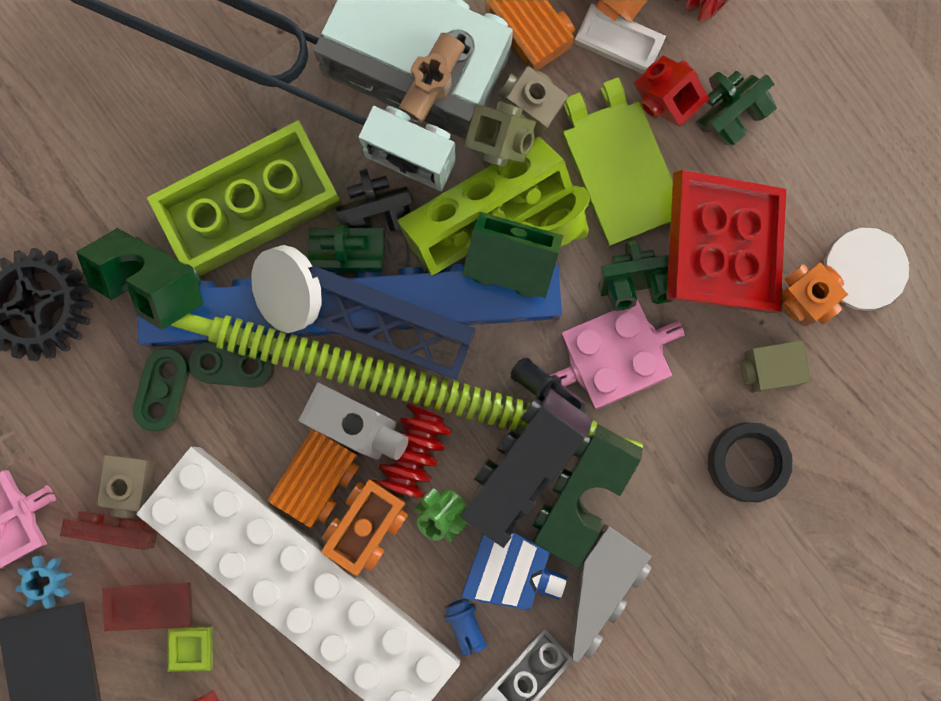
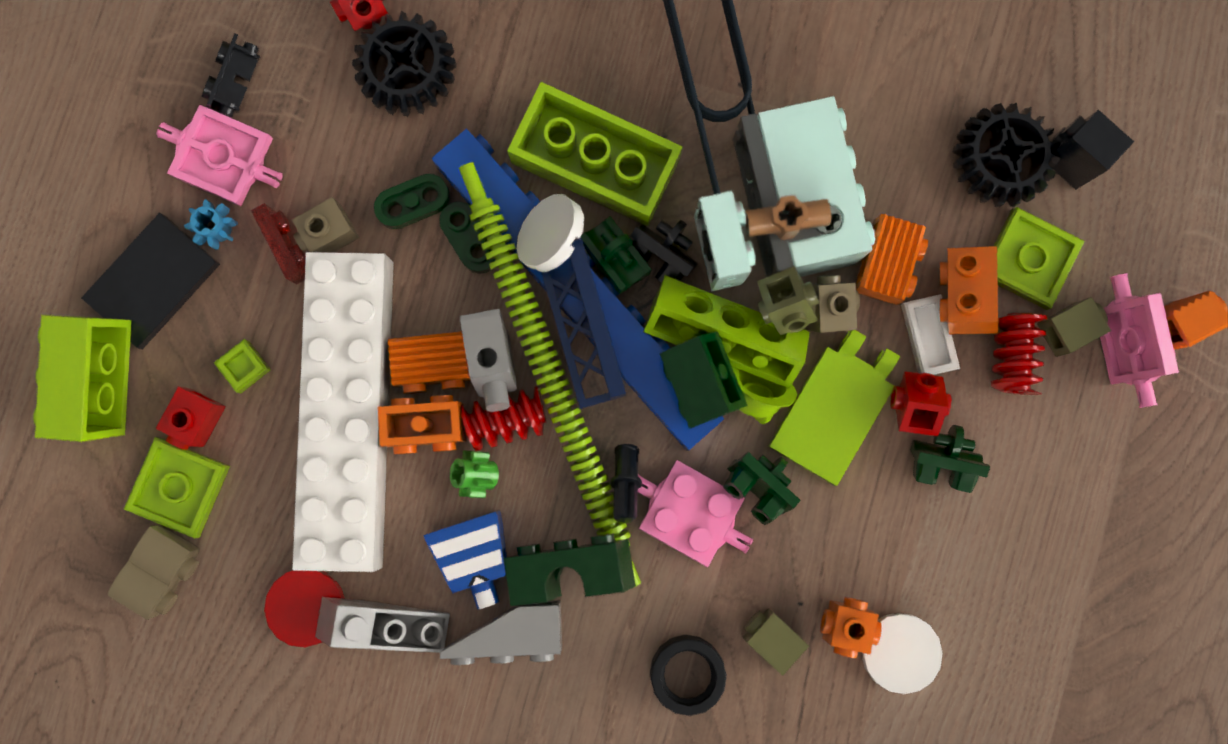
camera: 50 degrees right, 0 degrees up
(147, 606) = (248, 312): clear red plate -> none
(157, 283) = (483, 134): dark green arch -> none
(465, 626) = (406, 554): blue pin -> none
(526, 466) = (554, 509): black wedge -> none
(726, 242) = (838, 532): red plate -> none

